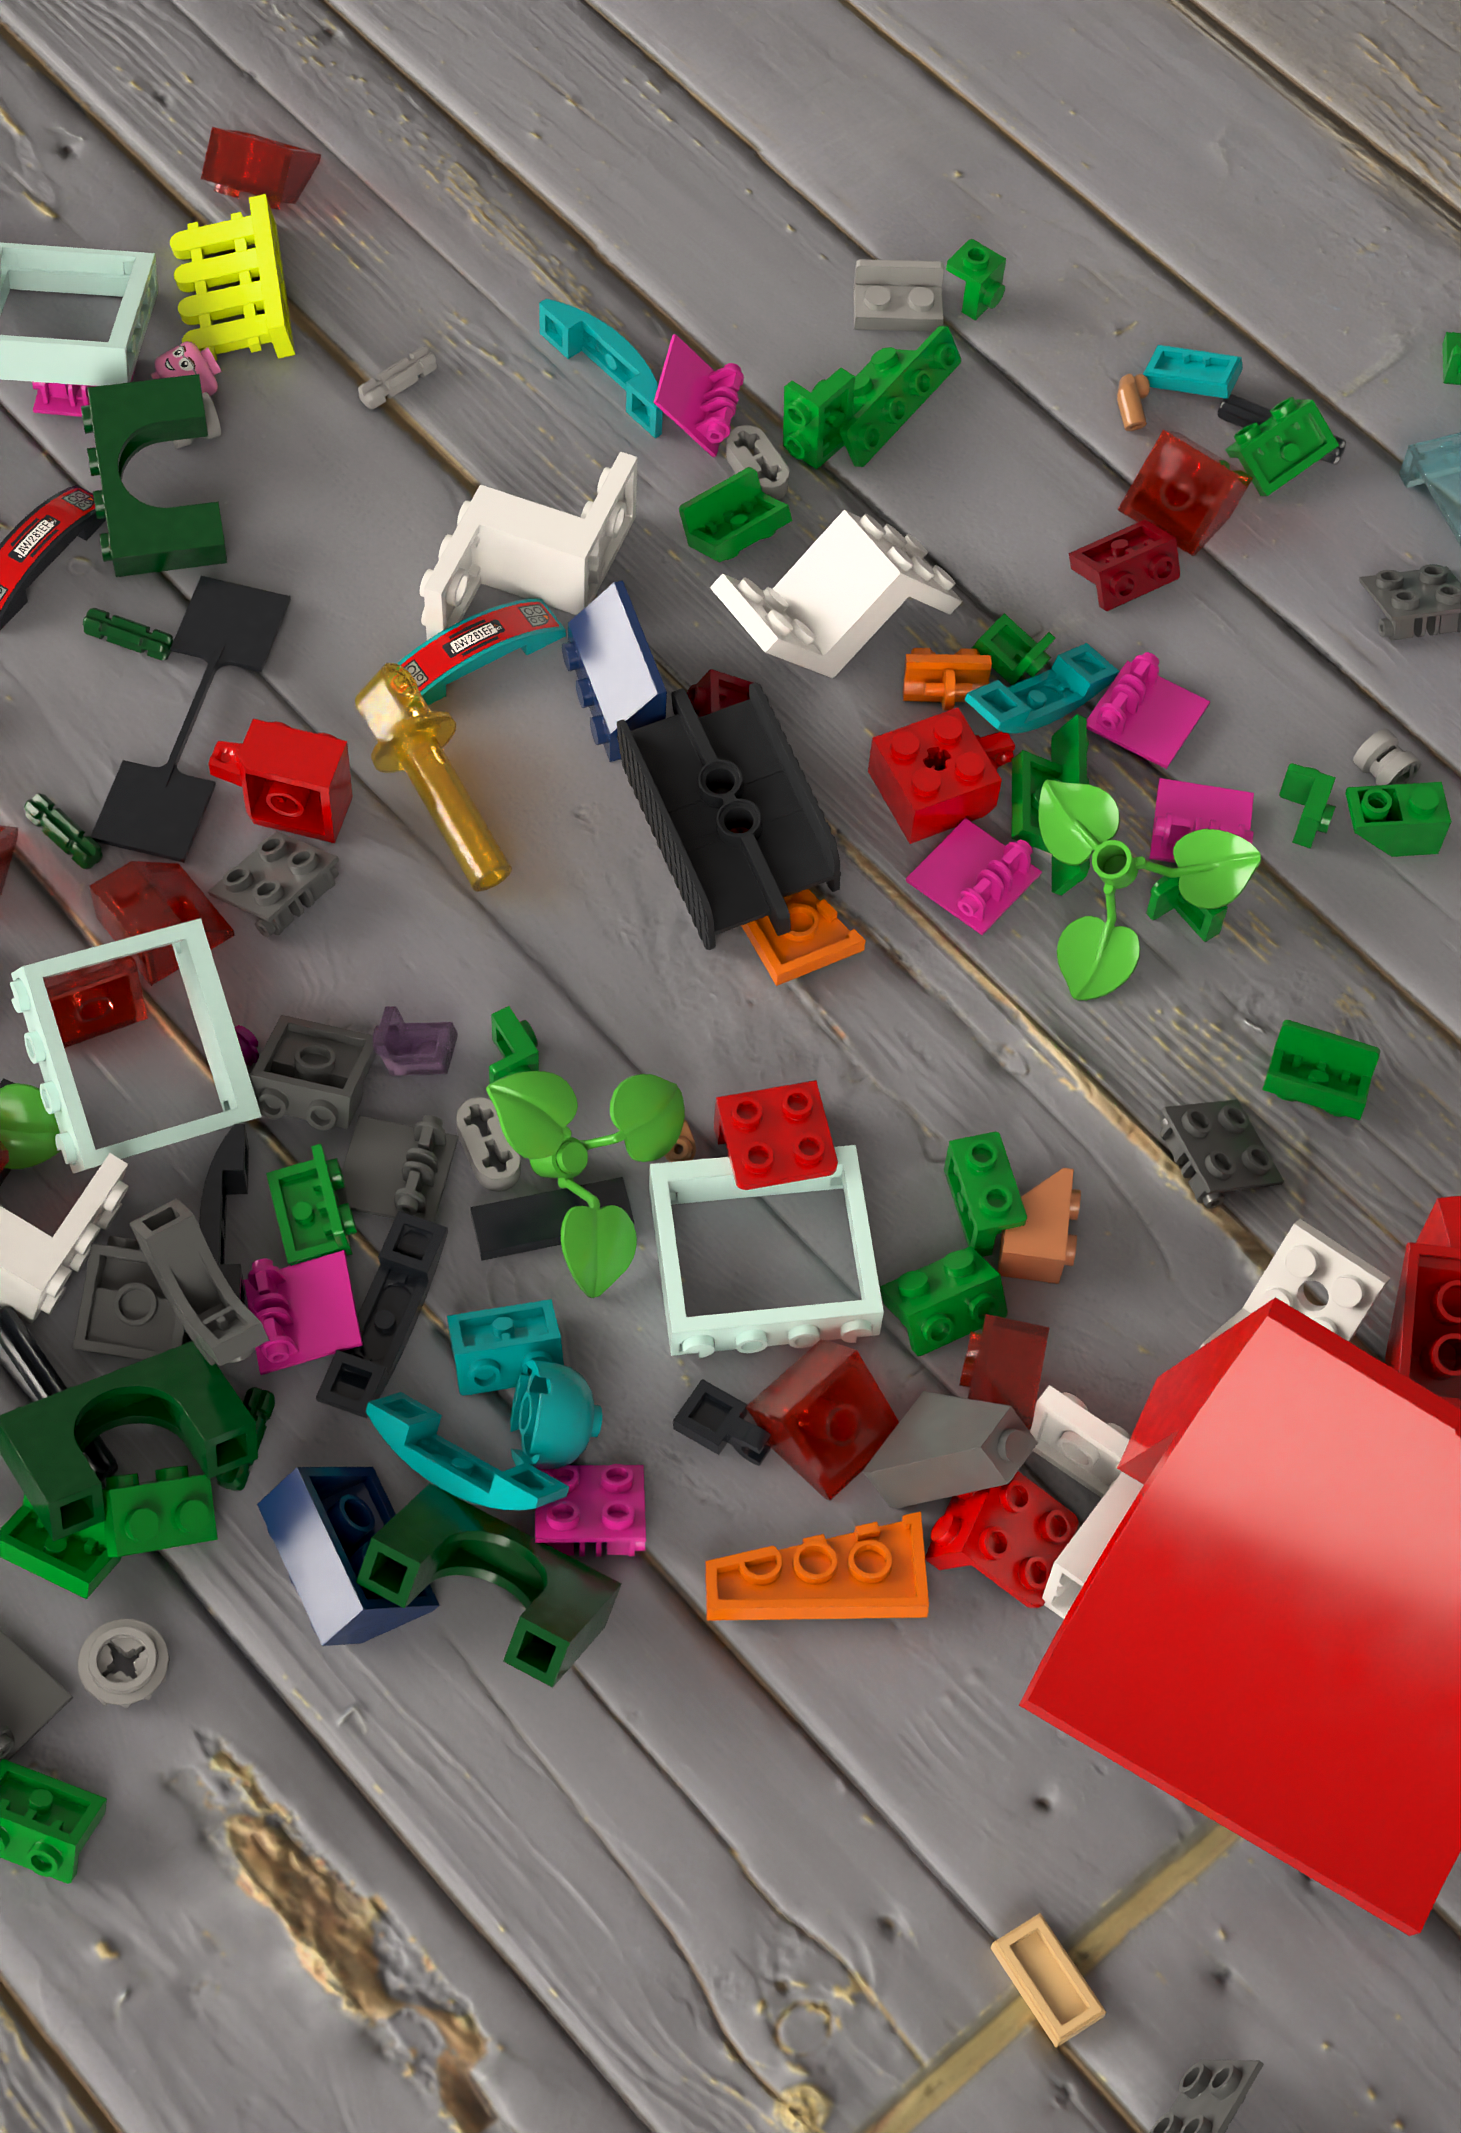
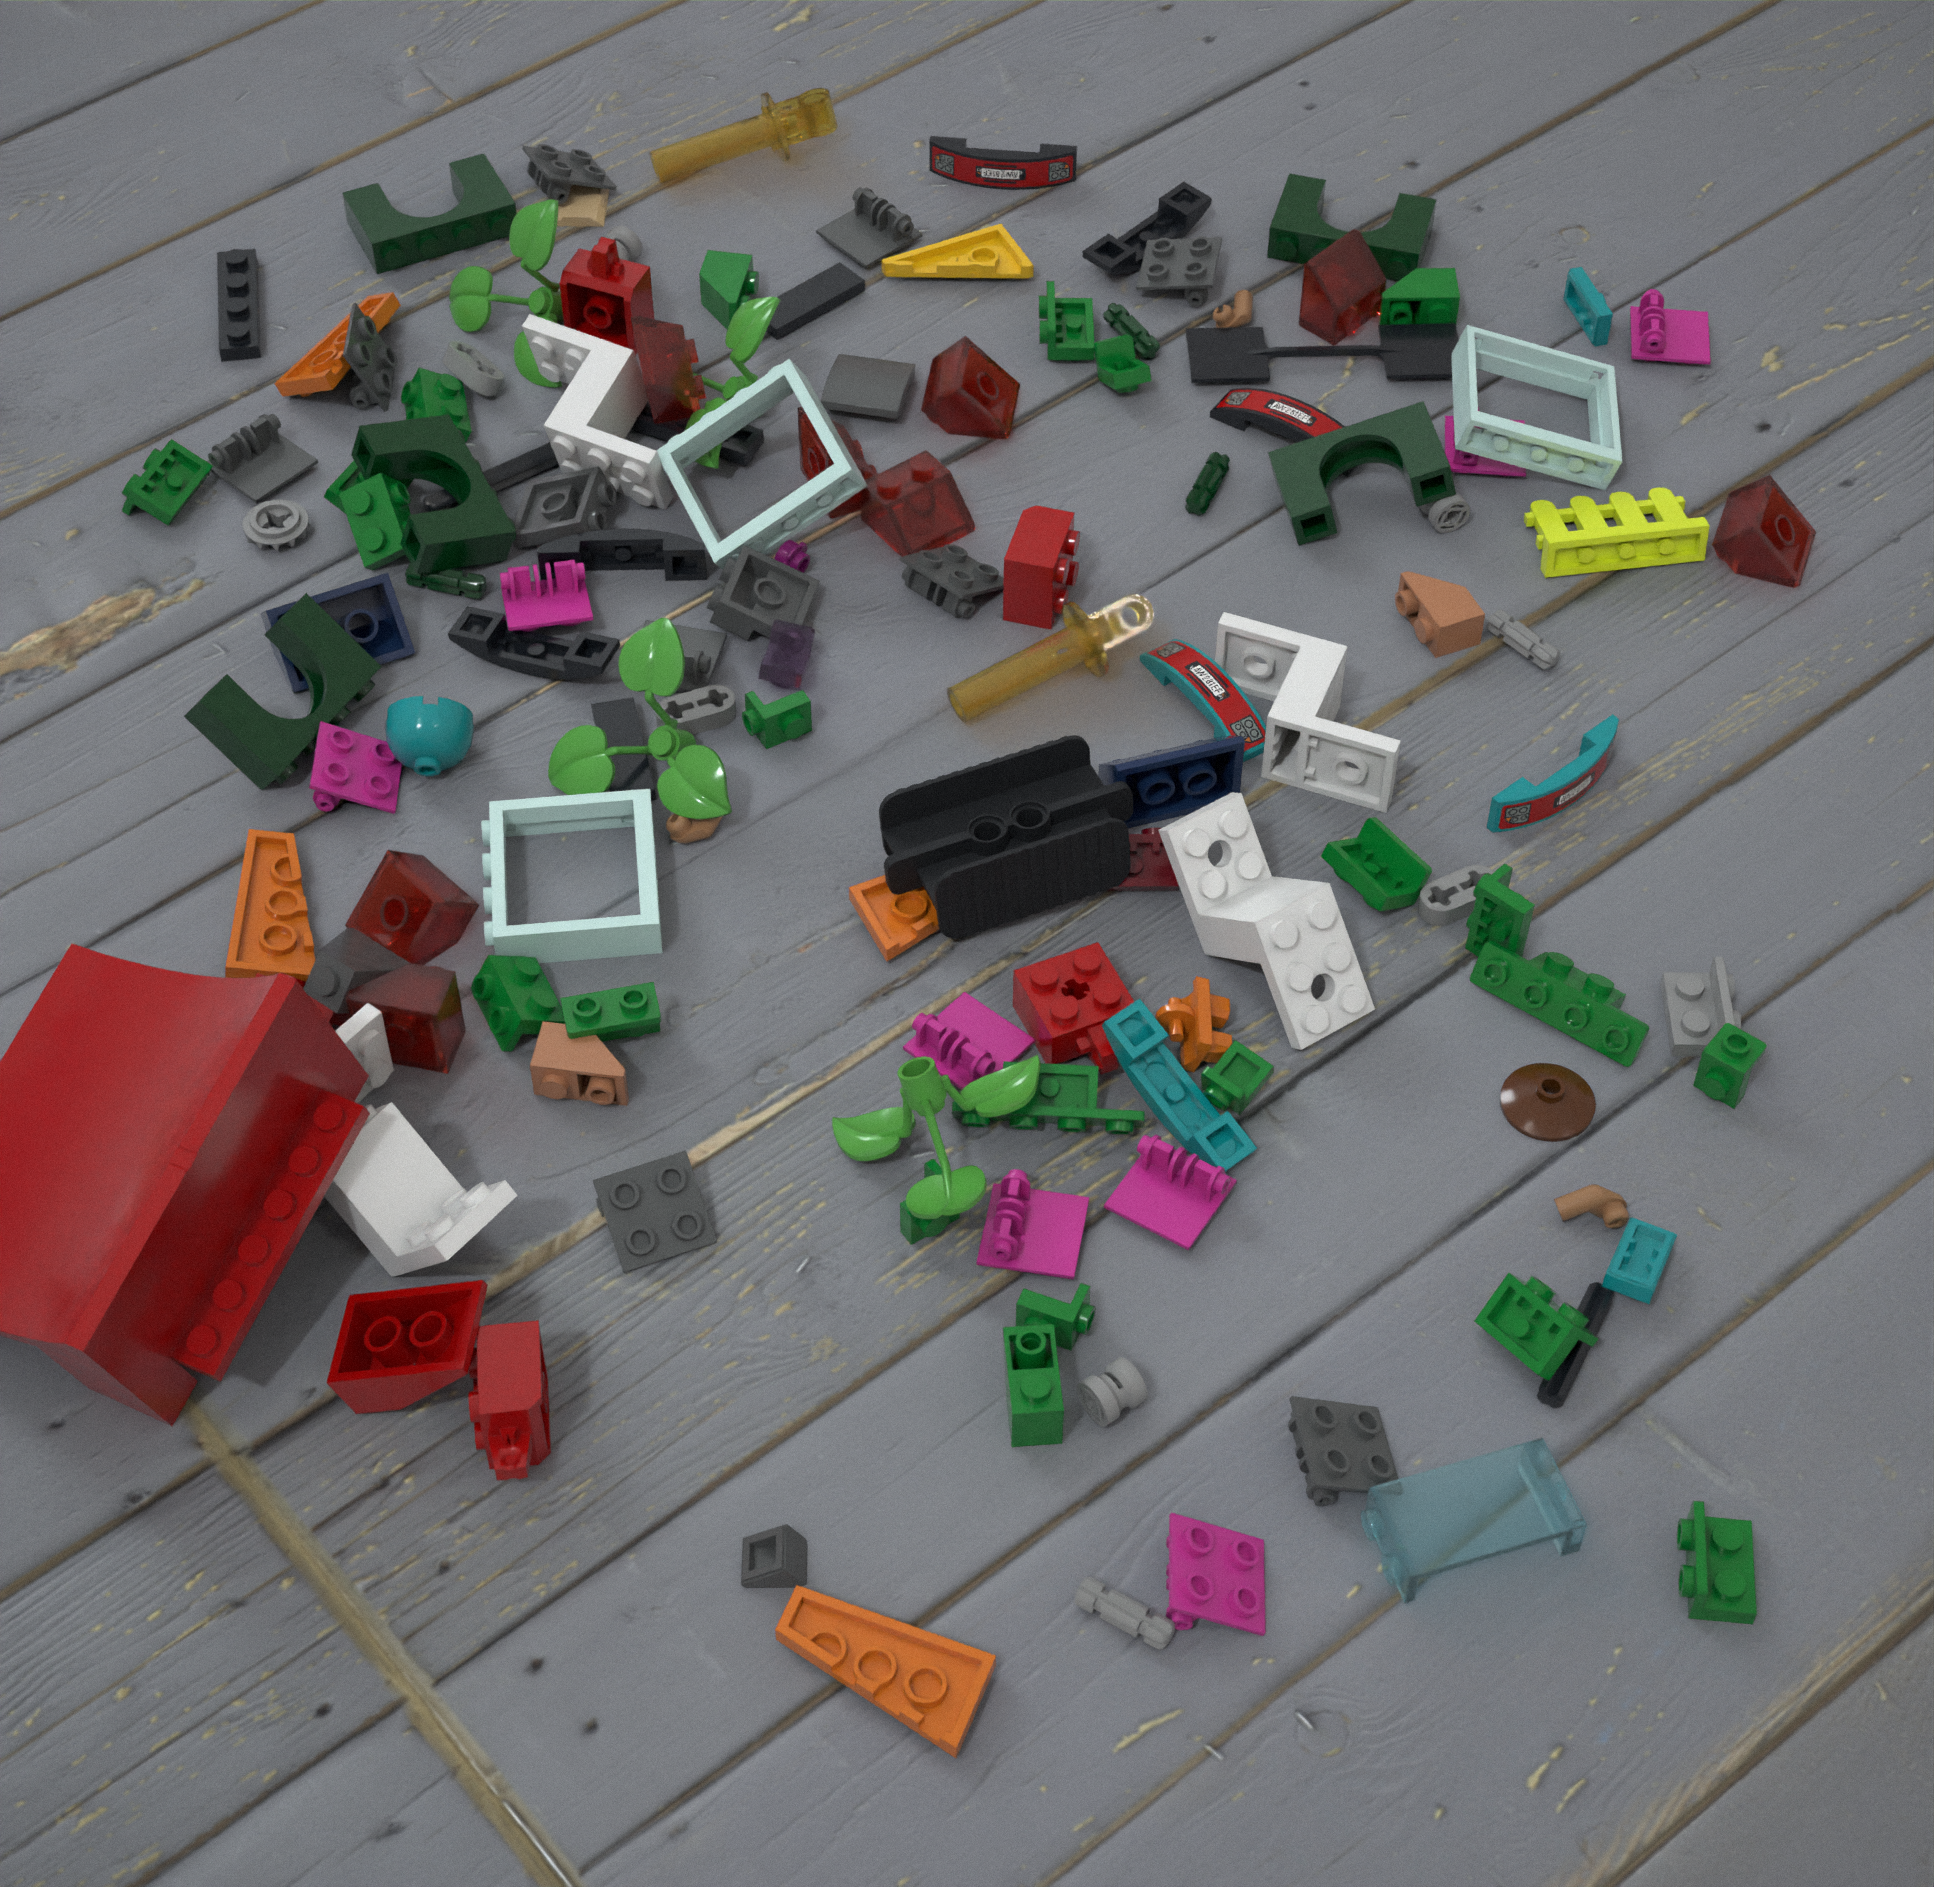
camera: 95 degrees right, 10 degrees down
(63, 831) = (1003, 457): dark green axle -> none
(159, 806) = (1209, 542): black hinge -> none
(189, 360) = (1493, 497): bright pink head -> none
(195, 1285) = (544, 517): dark grey arch -> none
(309, 1208) = (634, 603): green bracket -> none
(365, 437) = (1440, 612): none -> nougat slope
(412, 1434) = (406, 677): teal slope -> none
(498, 1342) = (505, 717): teal bracket -> none
(698, 396) = (1522, 831): dark pink hinge -> none
(716, 1419) = (425, 838): black plate -> none
(775, 1135) = (675, 870): red bracket -> none
(1004, 425) = (1543, 1115): none -> reddish brown dish
(1128, 563) = (1360, 1183): dark red bracket -> none
(1185, 491) = (1466, 1239): clear red slope -> none
(1321, 1069) = (728, 1295): green bracket -> none

